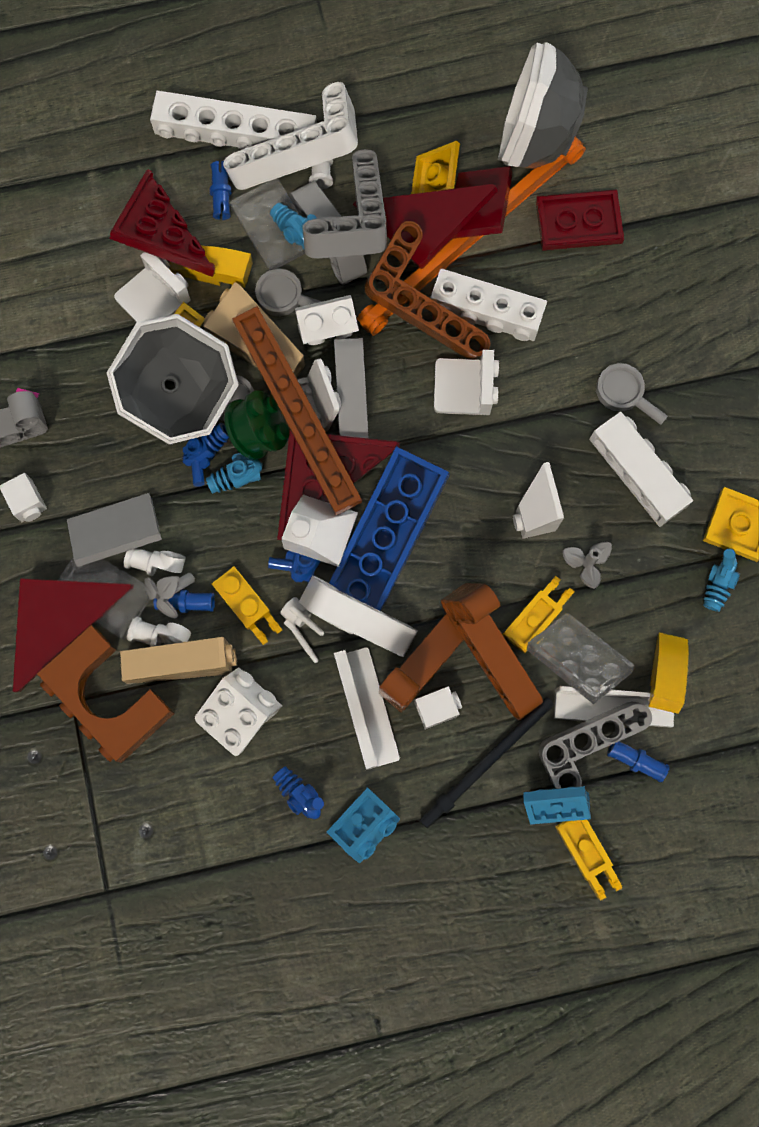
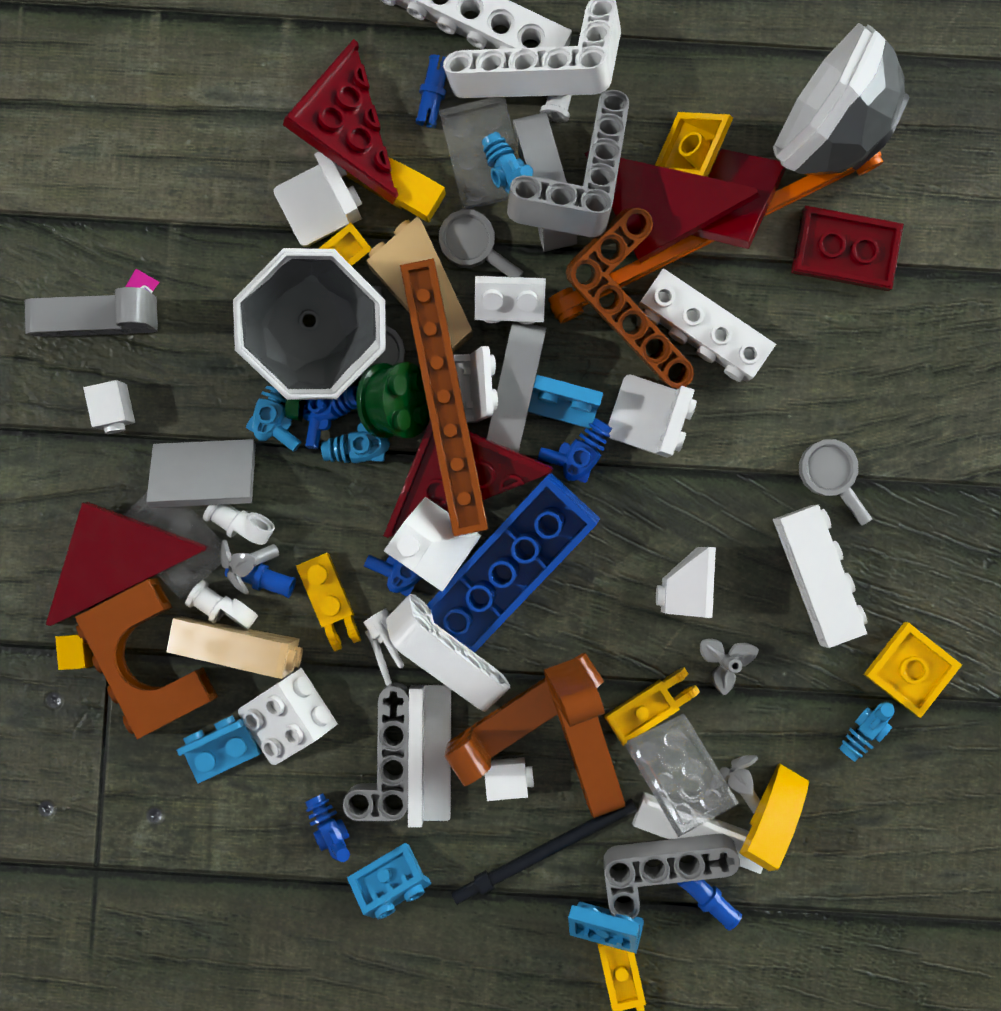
camera: 15 degrees right, 10 degrees up
(41, 709) = (73, 652): none -> yellow slope
(159, 469) = (270, 420): none -> dark azure piece
(175, 454) = (293, 409): none -> dark green tile
(187, 754) = (219, 749): none -> dark azure bracket
(330, 714) = (386, 751): none -> light grey beam
(393, 391) = (564, 401): none -> dark azure bracket
(420, 430) = (581, 455): none -> blue piece
(634, 652) = (741, 779): none -> light grey plant

